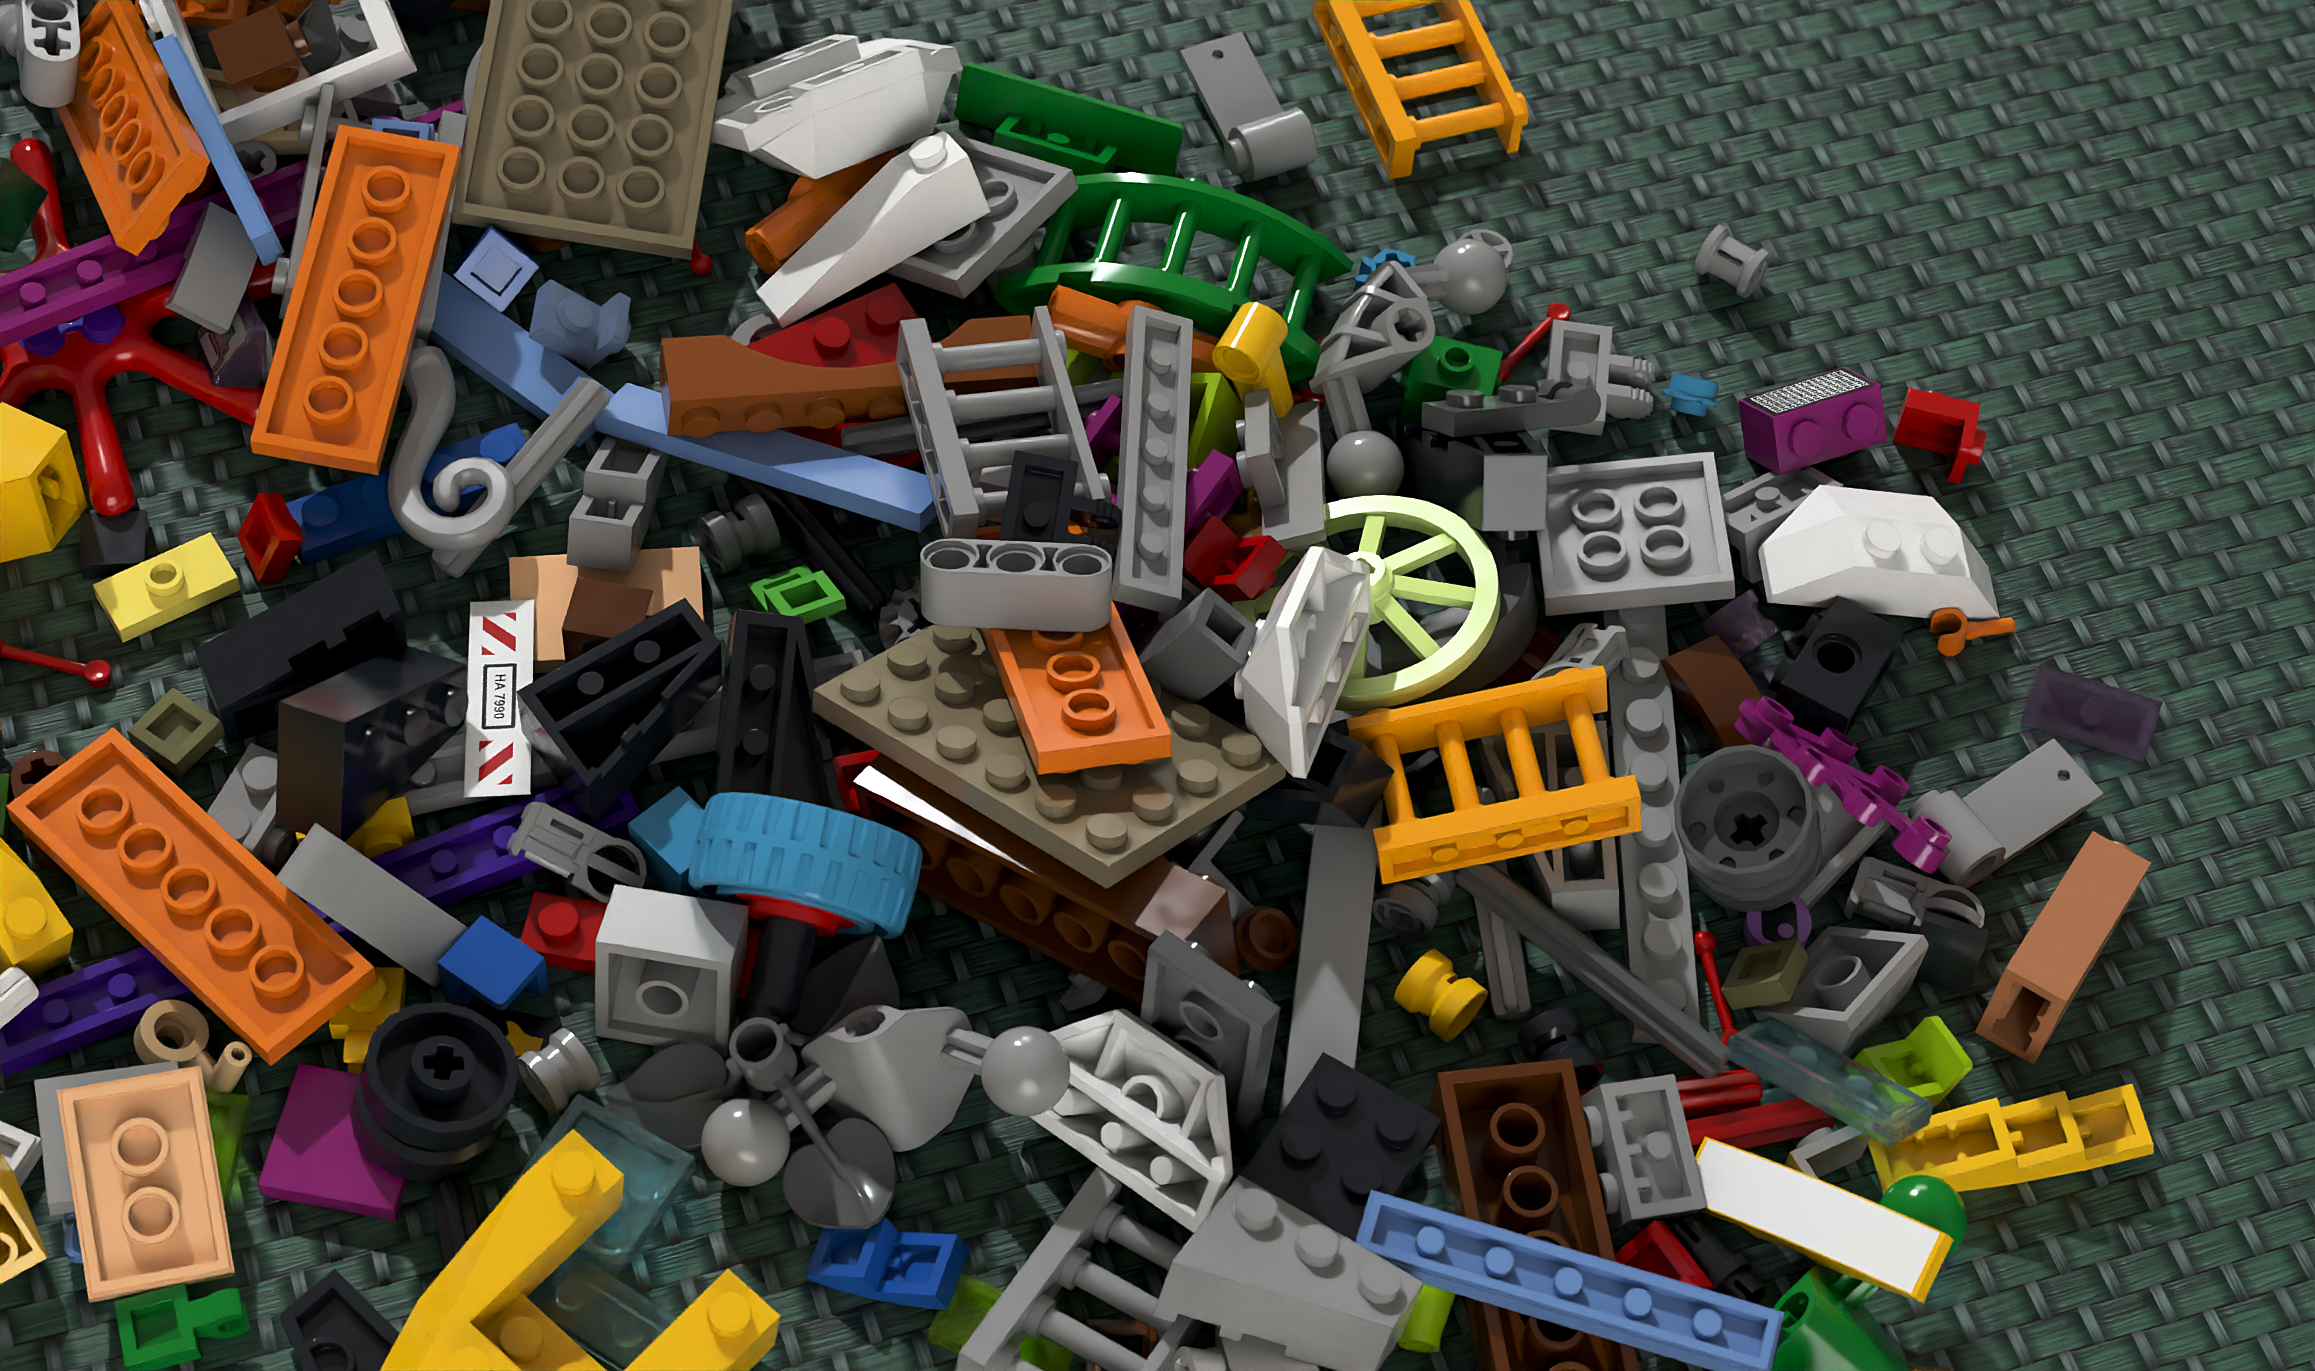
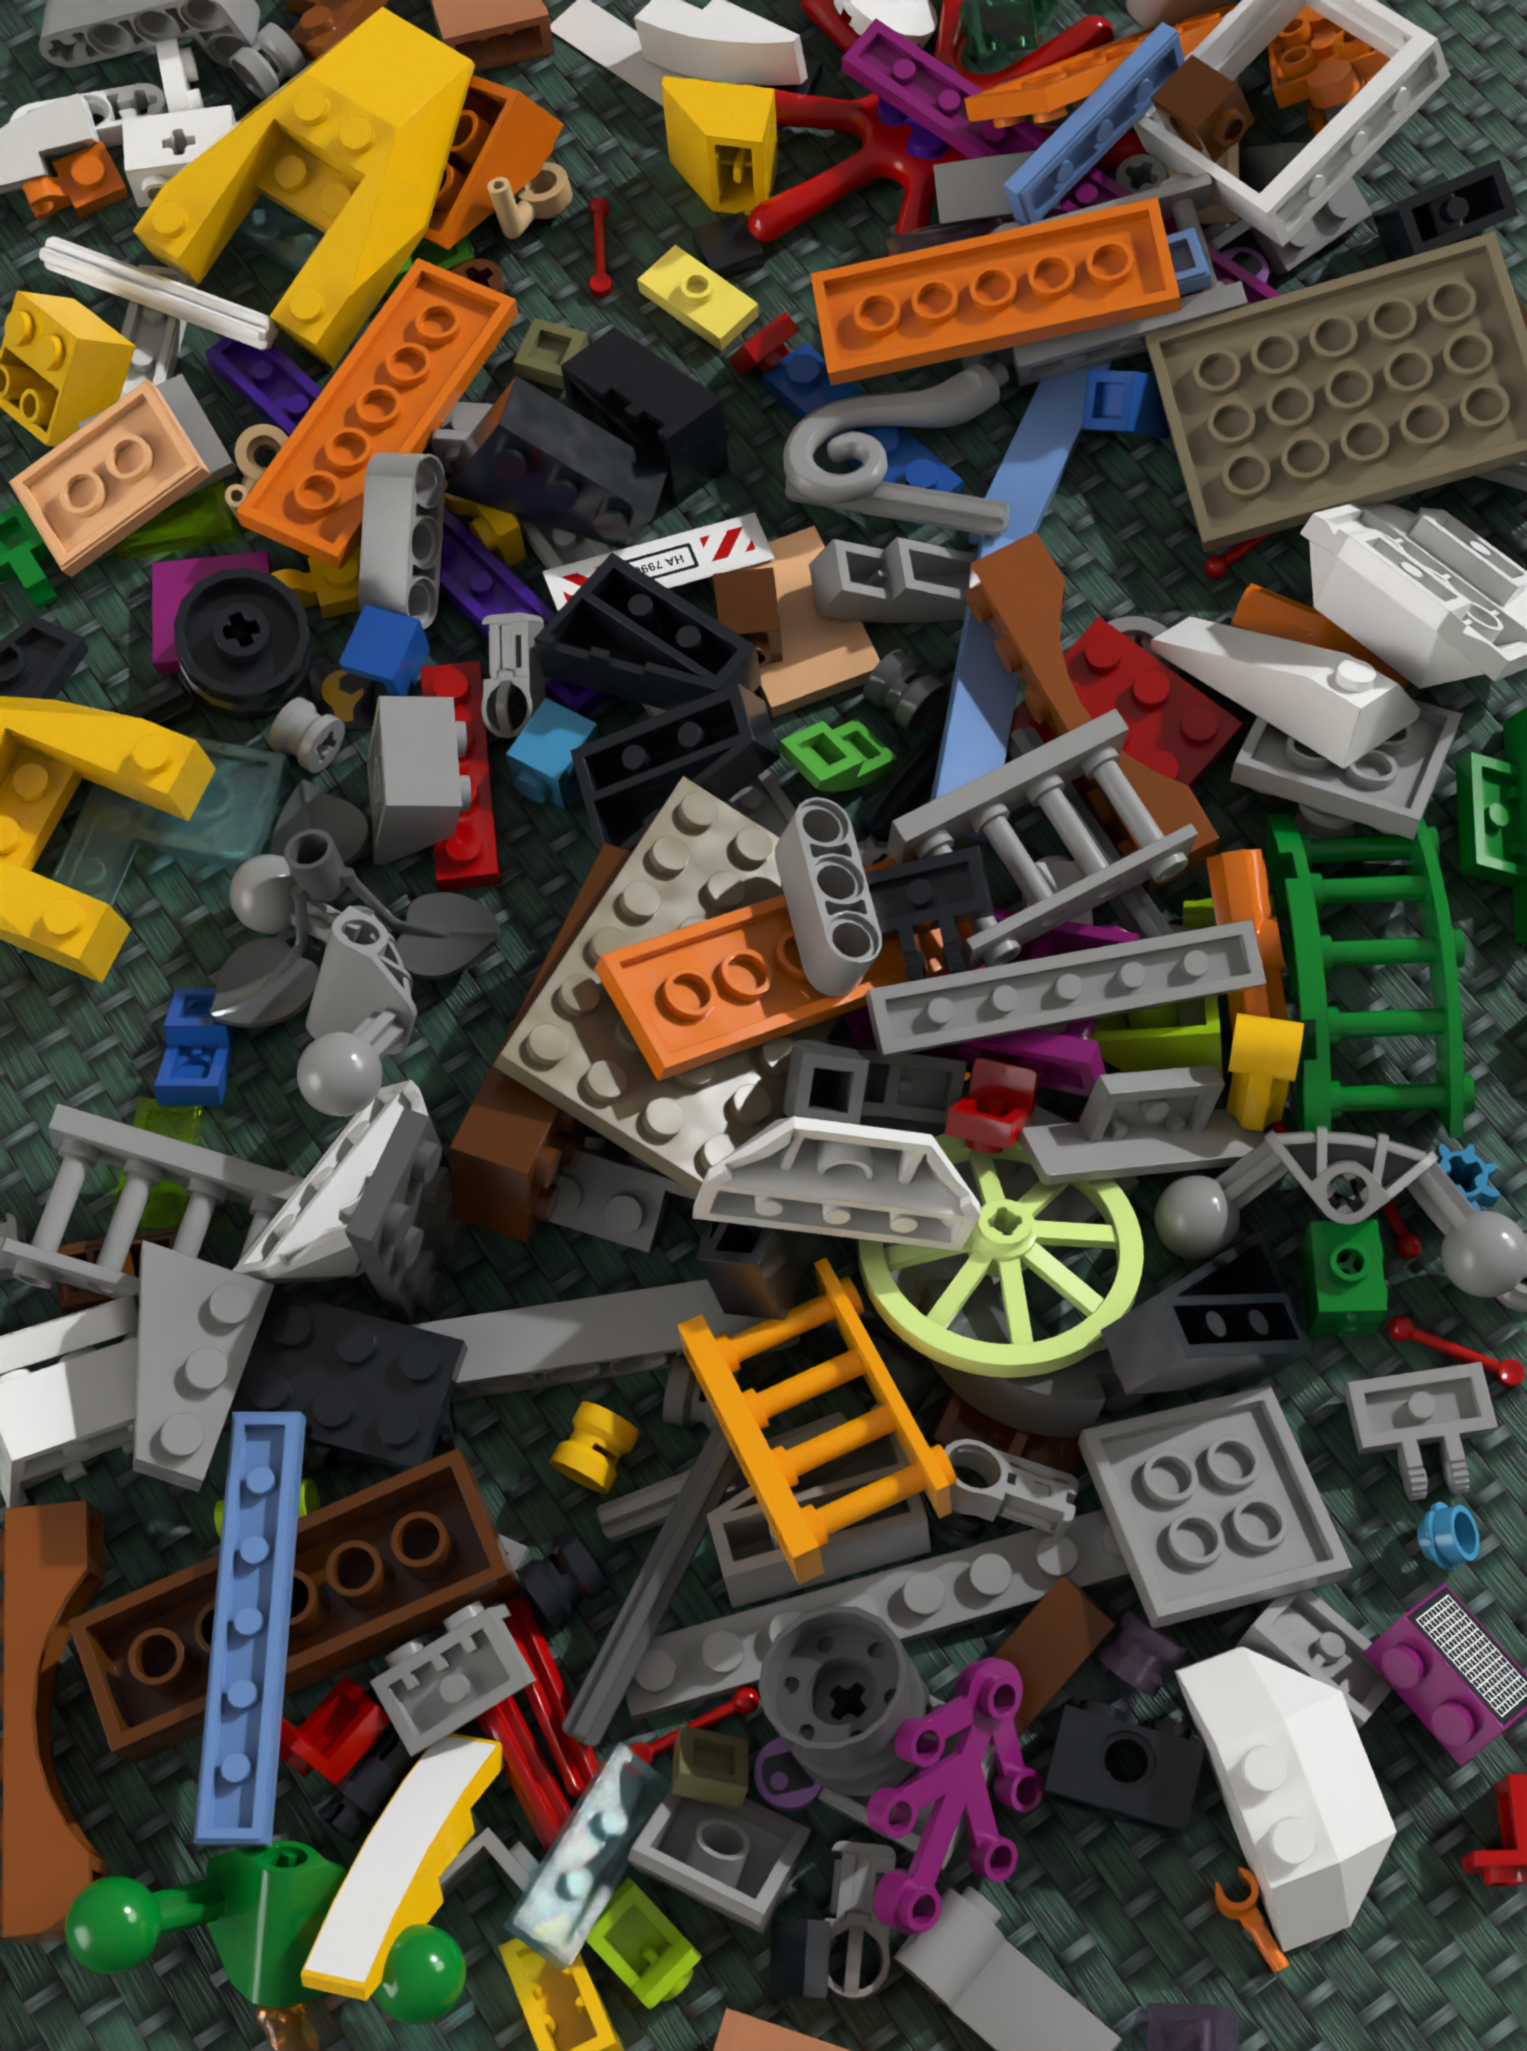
camera: 85 degrees right, 10 degrees up
(579, 326) = (1087, 487): sand blue bracket -> none
(804, 877) = (503, 840): dark azure wheel -> none
(1264, 938) = (613, 1266): reddish brown plate -> none
(1512, 410) = (1301, 1335): dark grey plate -> none

